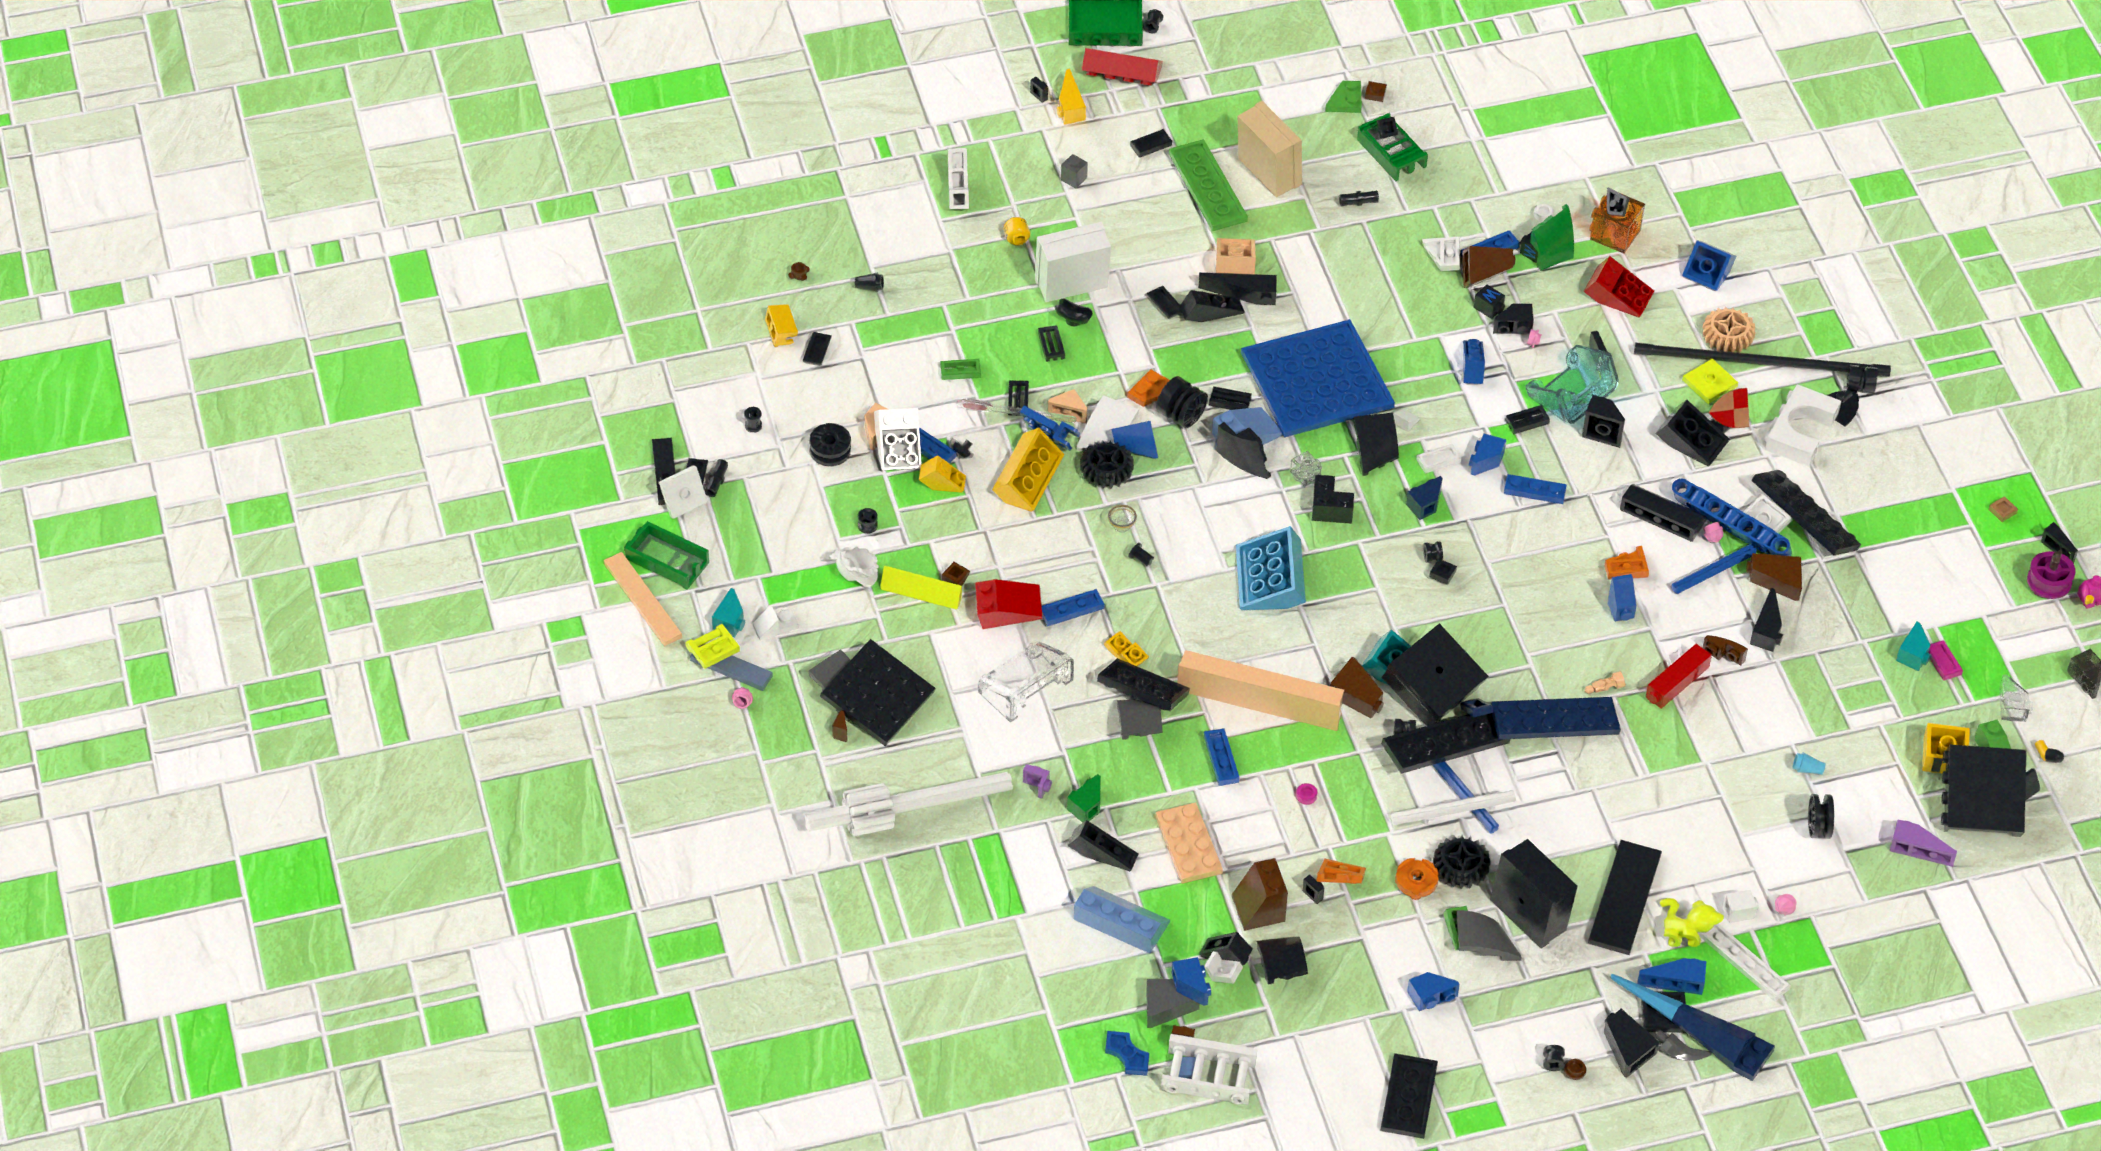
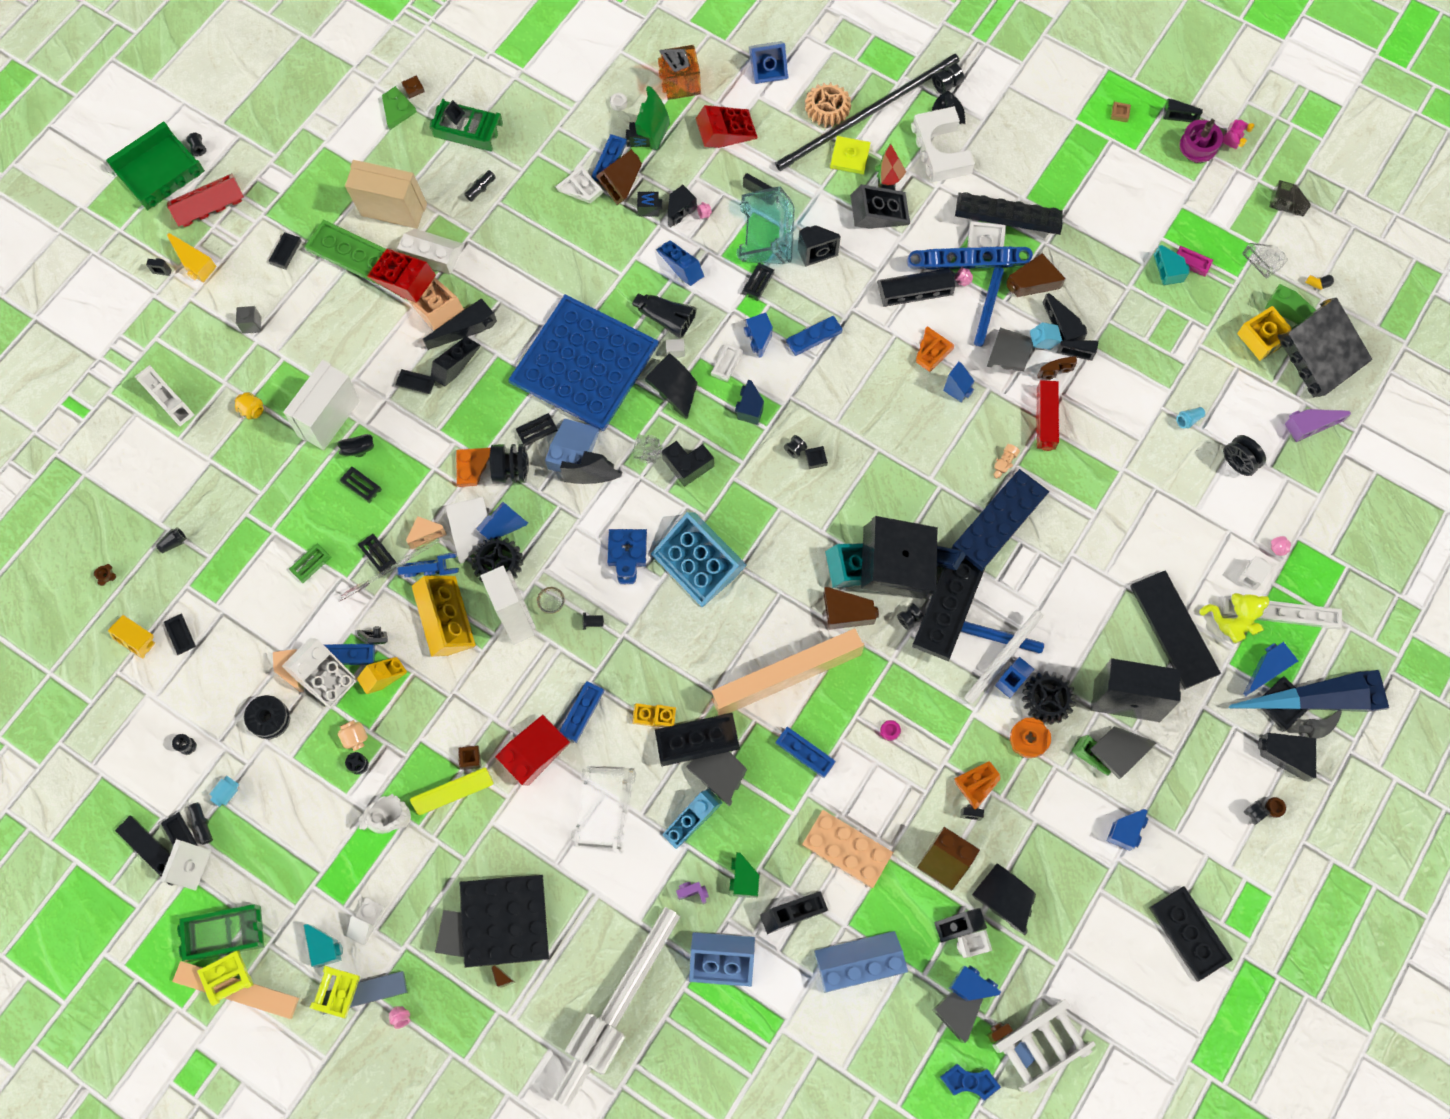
camera: 40 degrees left, 20 degrees up
(644, 575) = (222, 971): none -> neon yellow plate
(753, 469) = (224, 791): none -> medium azure brick
(882, 499) = (352, 735): none -> light nougat head
(1016, 836) = (722, 959): none -> medium blue slope
(1083, 480) = (509, 604): none -> white brick
(1089, 733) = (692, 818): none -> dark azure slope
(1208, 534) = (627, 561): none -> blue plate
(1228, 217) = (402, 274): none -> red slope
(1269, 217) = (435, 250): none -> white slope
(1424, 392) = (669, 314): none -> black piece
(1445, 824) = (1014, 677): none -> blue slope
(1695, 609) = (1010, 350): none -> dark grey slope
(1737, 618) = (1045, 336): none -> medium azure brick
(1761, 650) = (1081, 349): none -> black slope

